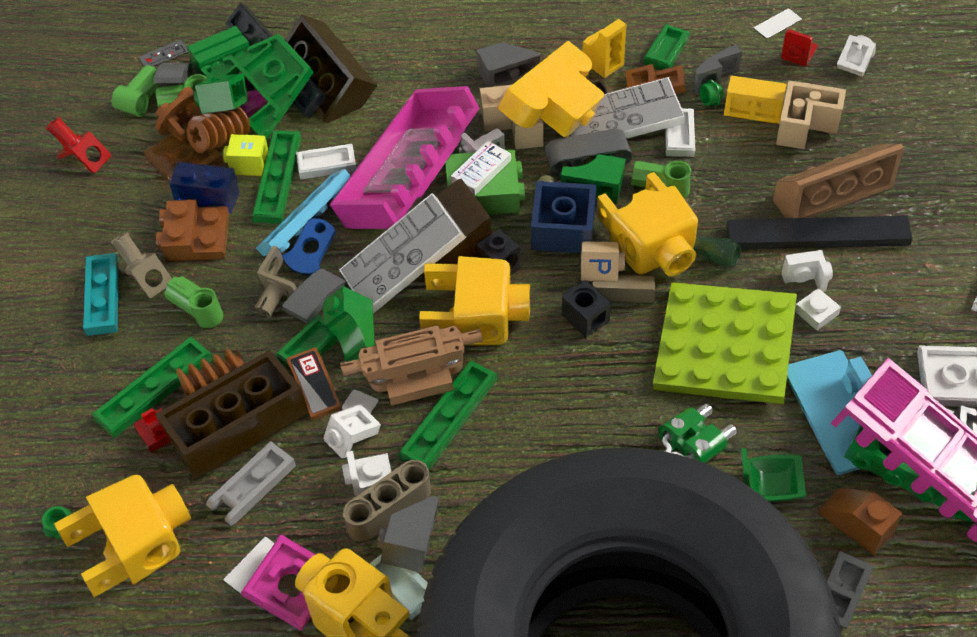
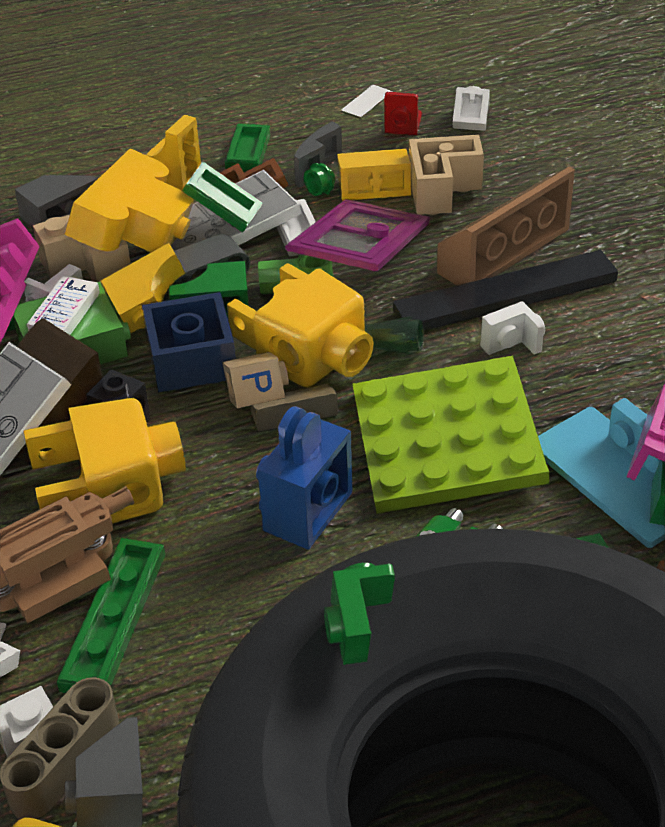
camera: 20 degrees left, 10 degrees down
(543, 162) = (142, 284): none -> yellow arch
(560, 499) = (347, 616): none -> green bracket
(585, 308) = (250, 435): black brick -> none
(606, 354) = (304, 477): none -> blue brick
(626, 99) = (222, 197): none -> green tile
(721, 155) = (359, 235): none -> magenta door
(817, 309) = (542, 371): white plate -> none

